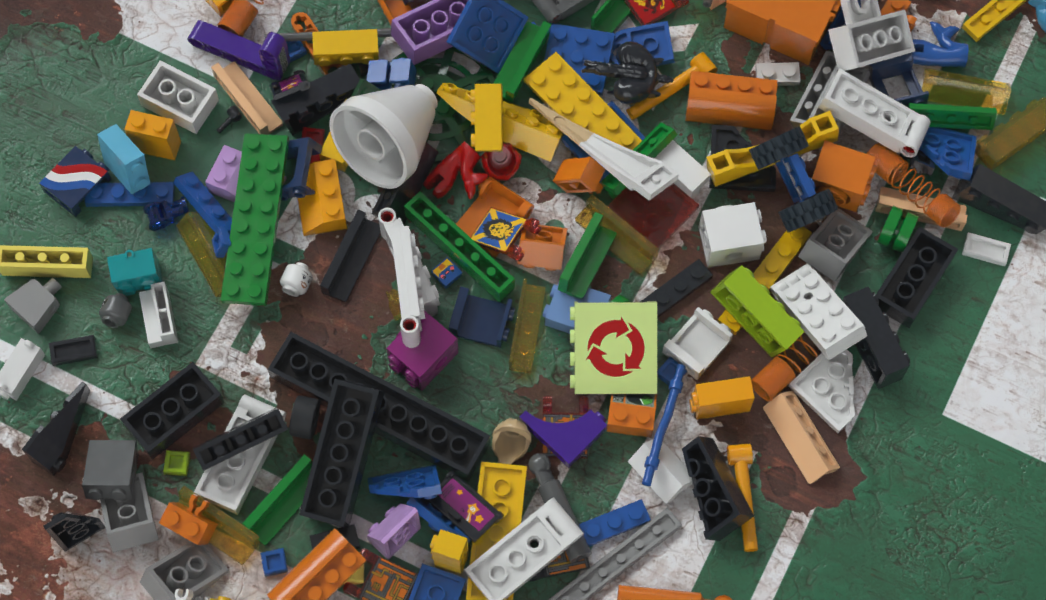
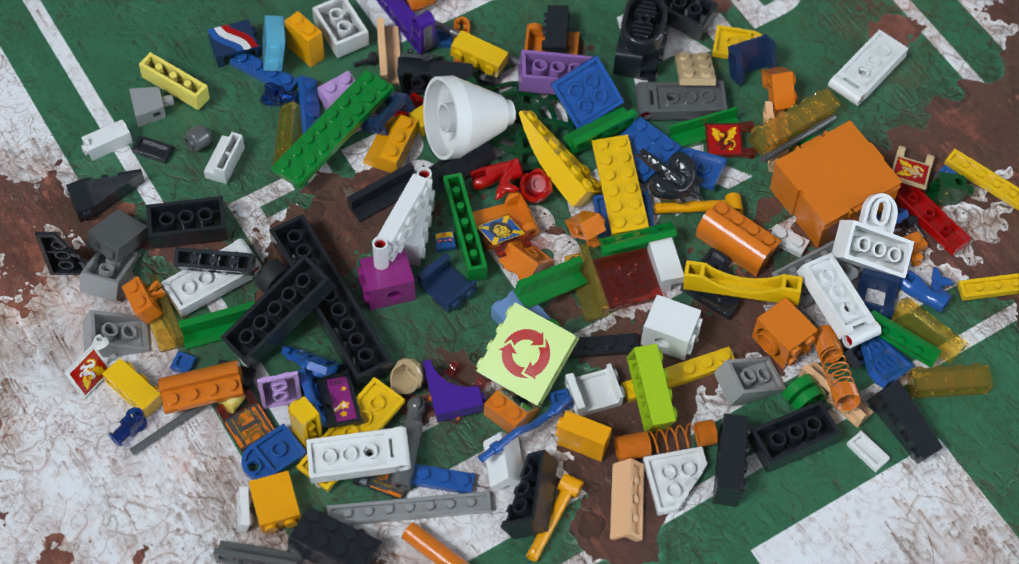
camera: 30 degrees right, 10 degrees down
(134, 272) = (227, 117): teal brick -> none
(176, 463) = (164, 260): lime tile -> none
(221, 242) = (299, 131): blue tile -> none
(296, 279) = (334, 185): white head -> none
(385, 73) = (504, 86): piece -> none
(487, 117) = (542, 147): yellow brick -> none
(527, 328) = (474, 308): clear yellow panel -> none
(631, 168) = (621, 233): white plate -> none
(793, 172) = (745, 282): black plate -> none
(819, 311) = (698, 415): white hinge -> none

